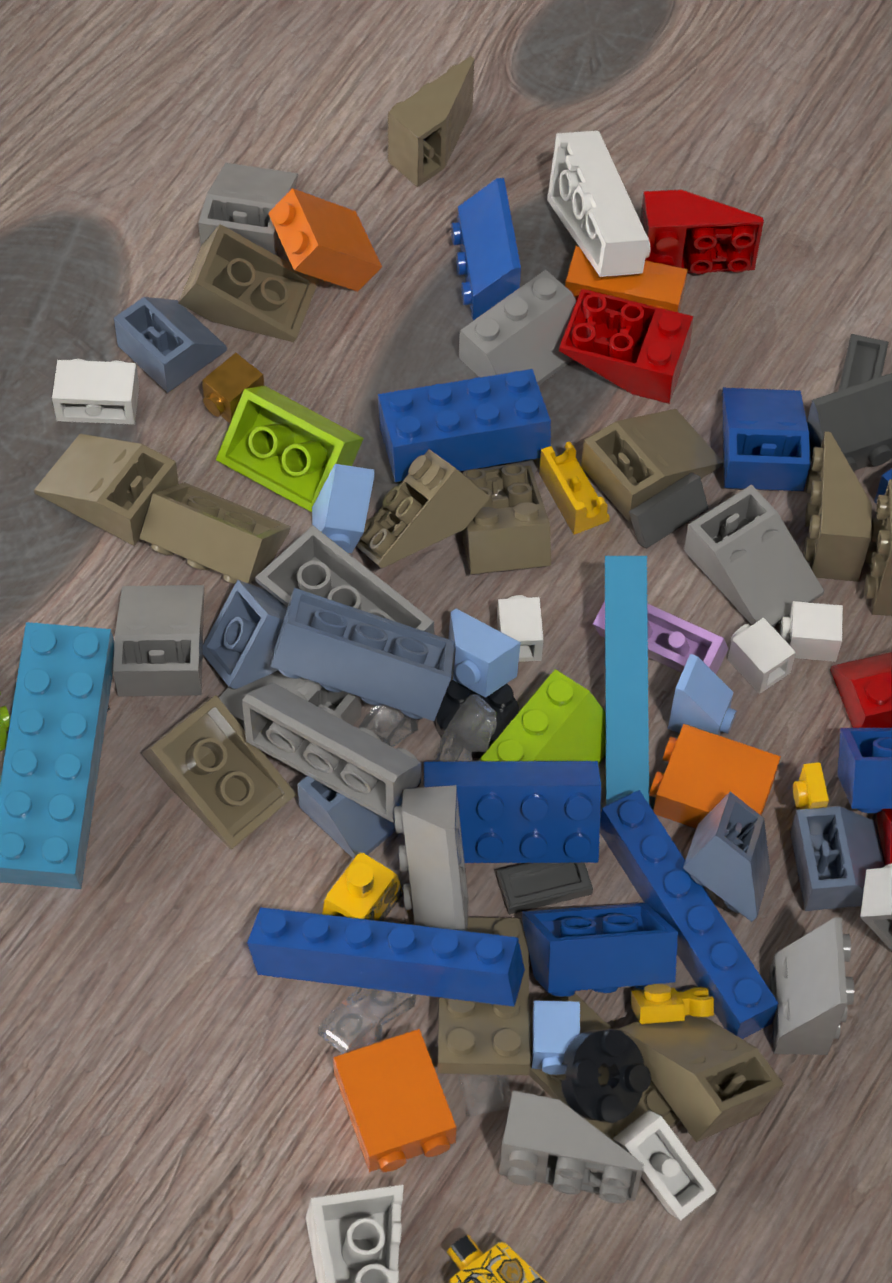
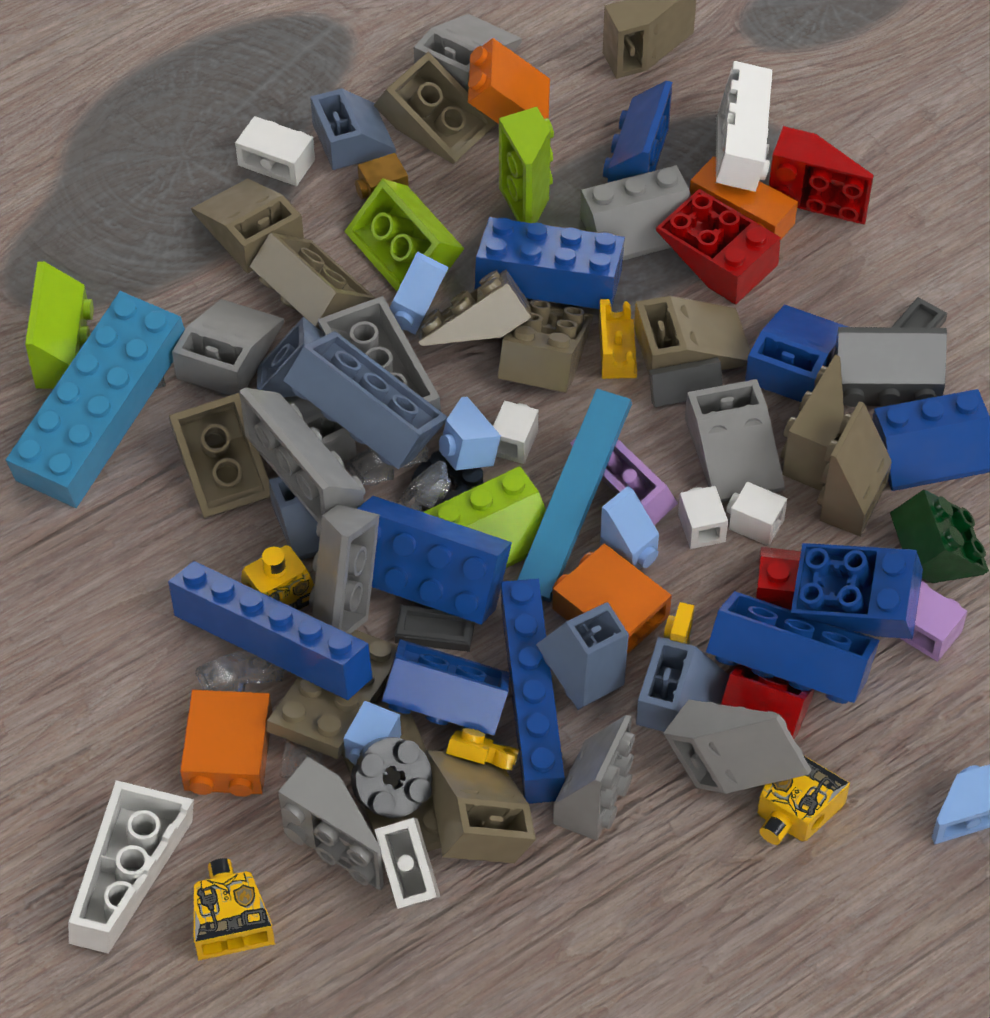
camera: 25 degrees right, 5 degrees down
(388, 321) = (525, 163): none -> lime slope

